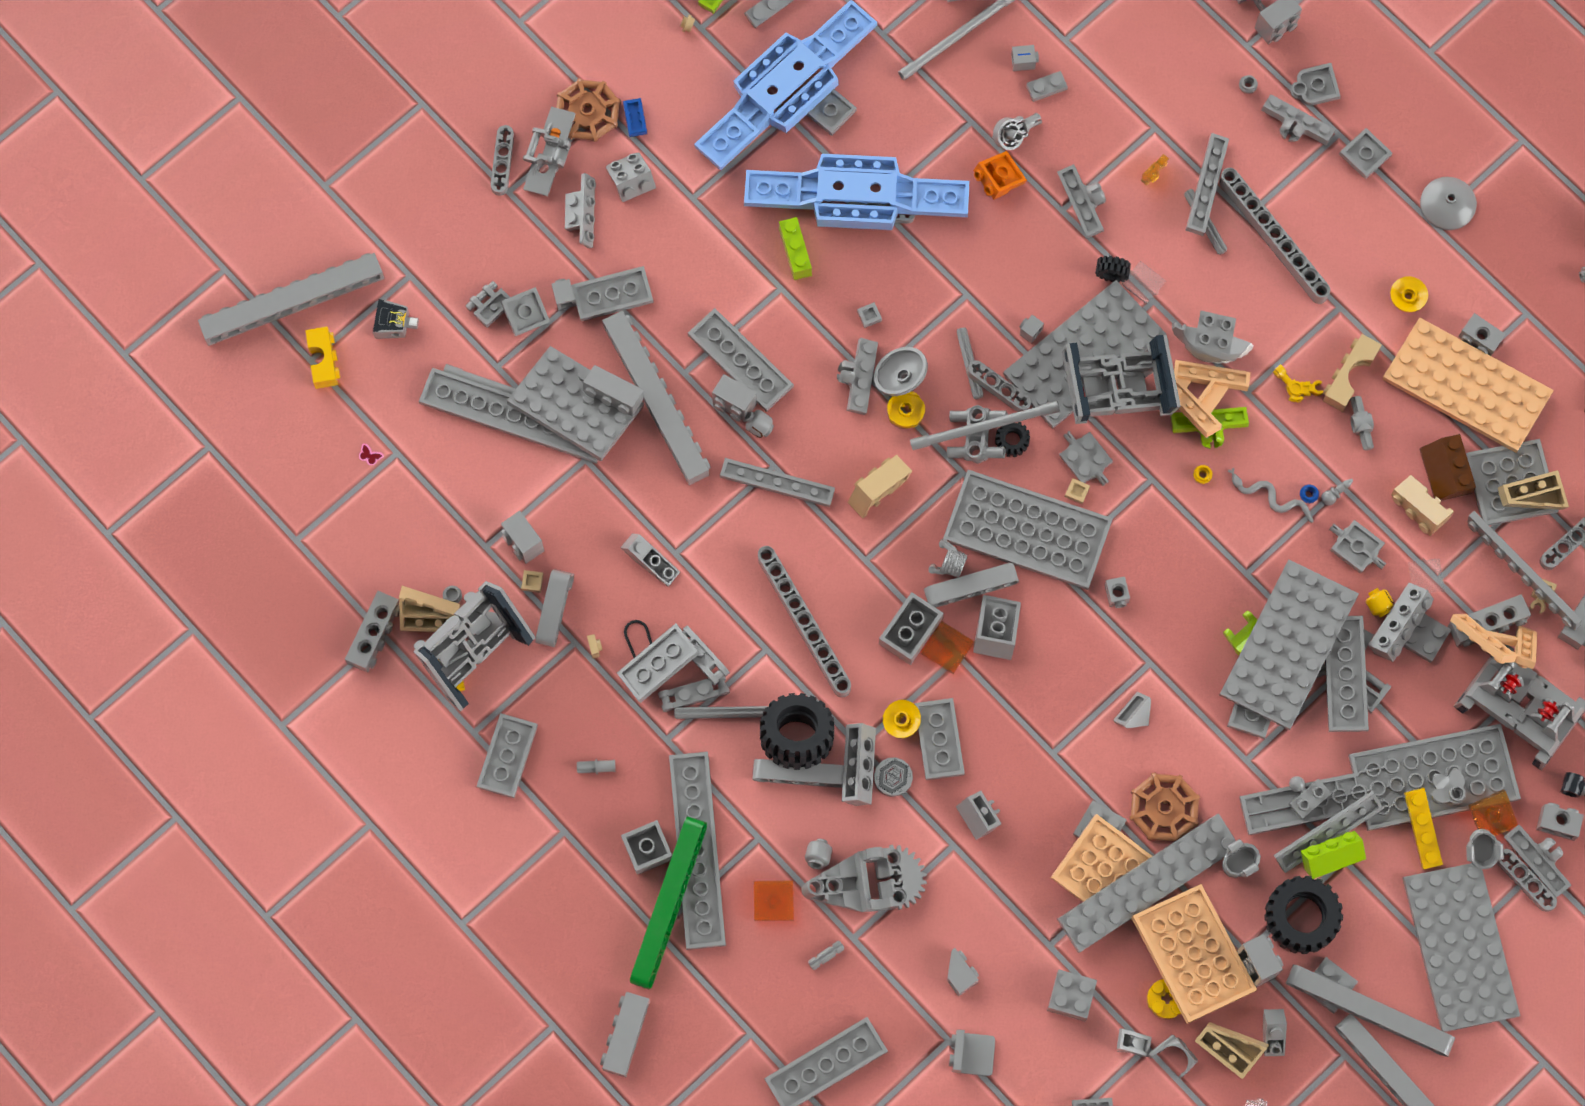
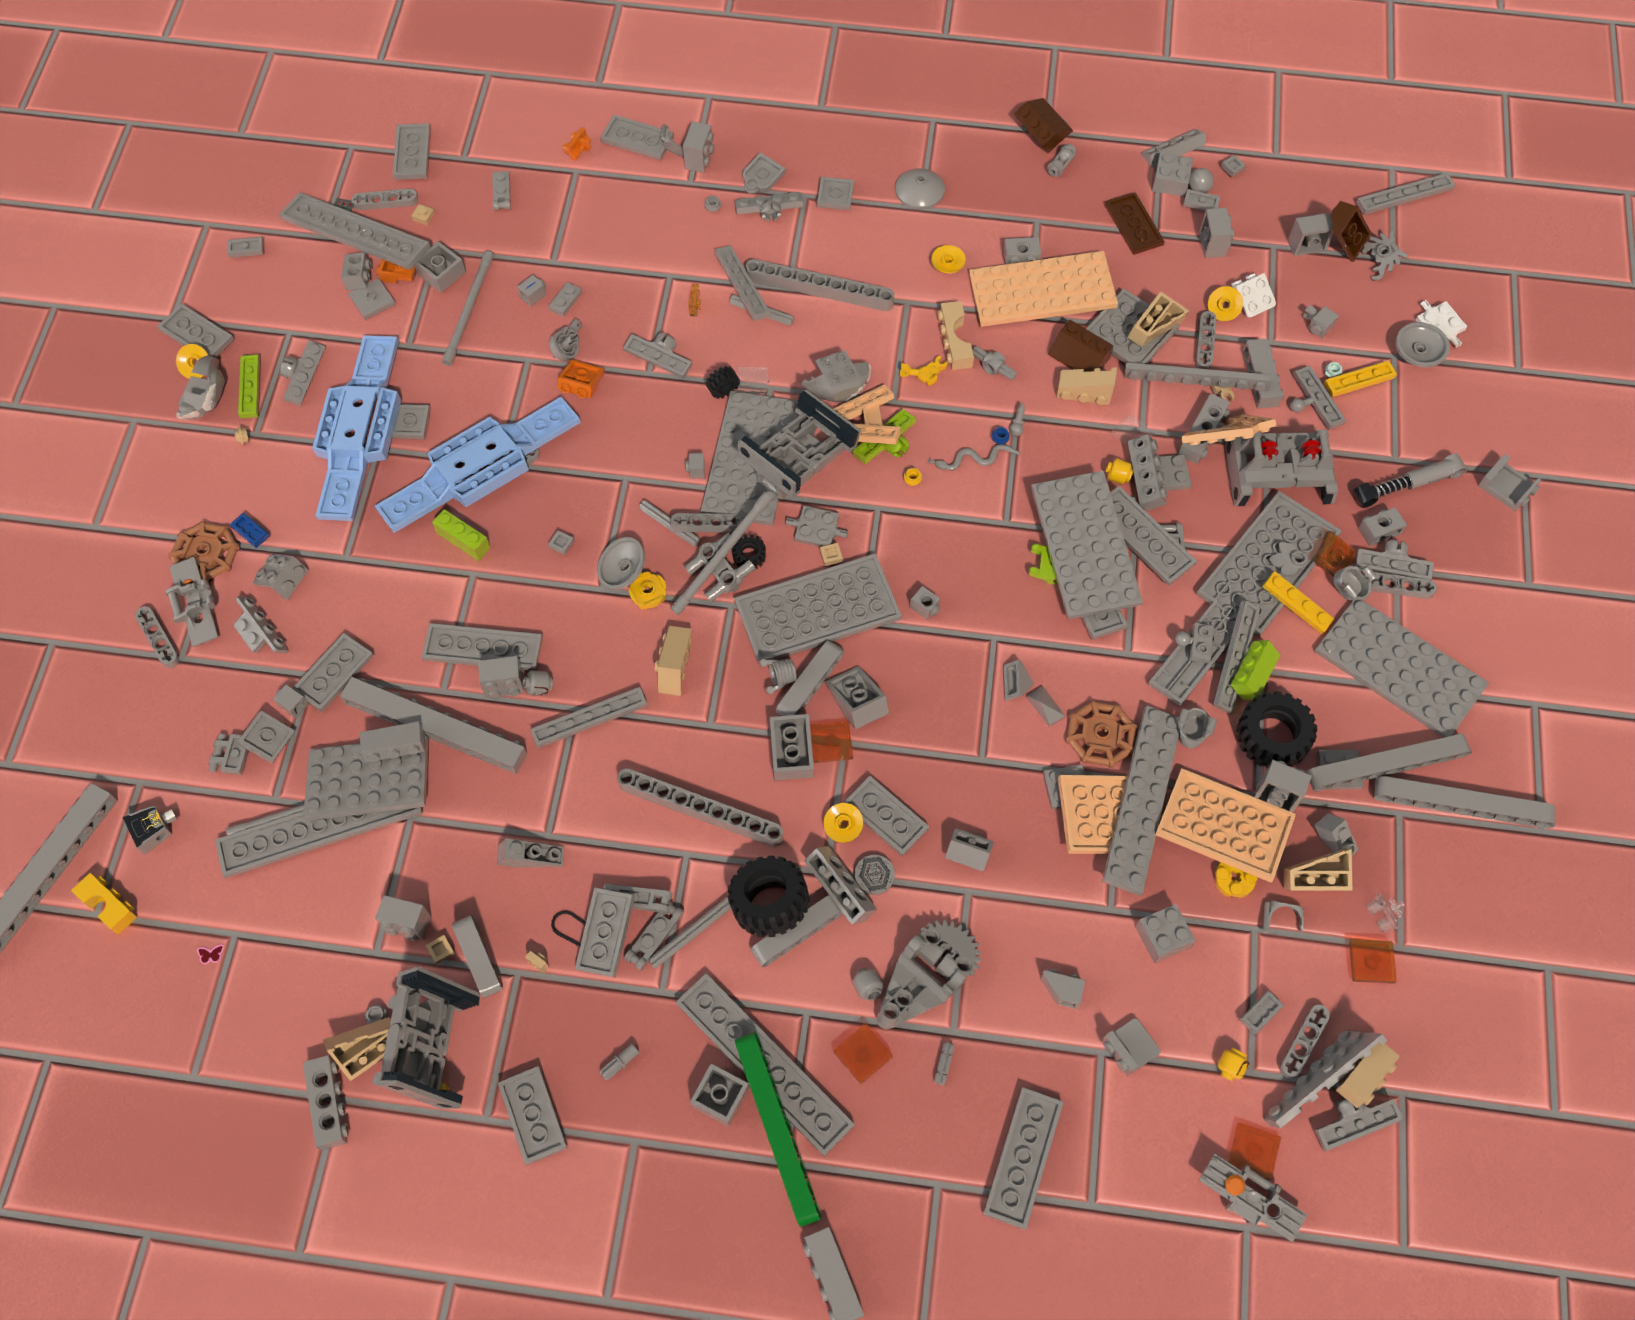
camera: 40 degrees left, 10 degrees down
(859, 375) = (589, 591): light grey plate -> none
(1133, 1043) = (1243, 932): light grey slope -> none
(1141, 750) = (1045, 706): none -> light grey slope
(1357, 546) = (1068, 446): light grey plate -> none

